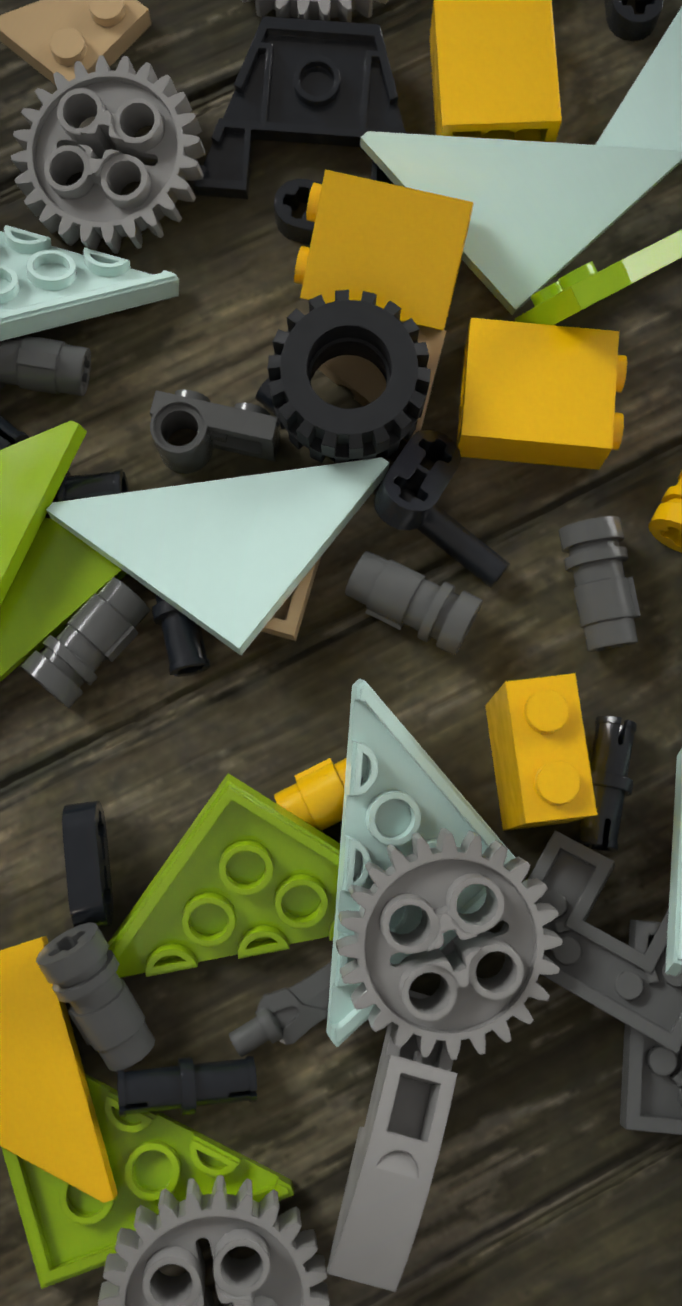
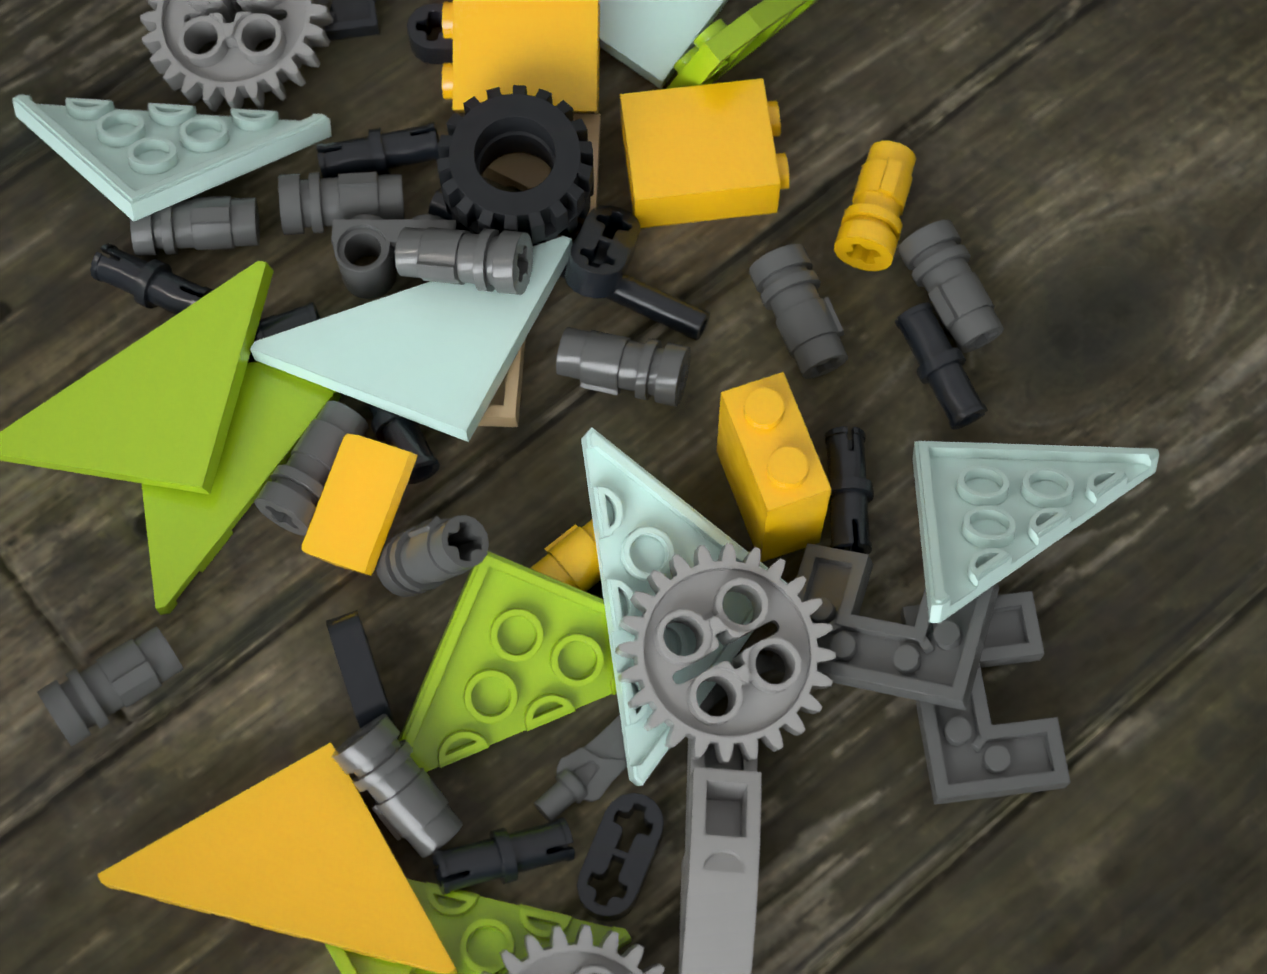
camera: 10 degrees left, 10 degrees down
(120, 693) = (358, 503): none -> yellow slope
(167, 367) = (320, 200): none -> dark grey axle
(179, 767) = (431, 554): none -> dark grey axle
(218, 324) = (379, 151): none -> black pin
(271, 462) = (459, 257): none -> dark grey axle
(314, 1117) = (606, 850): none -> black beam

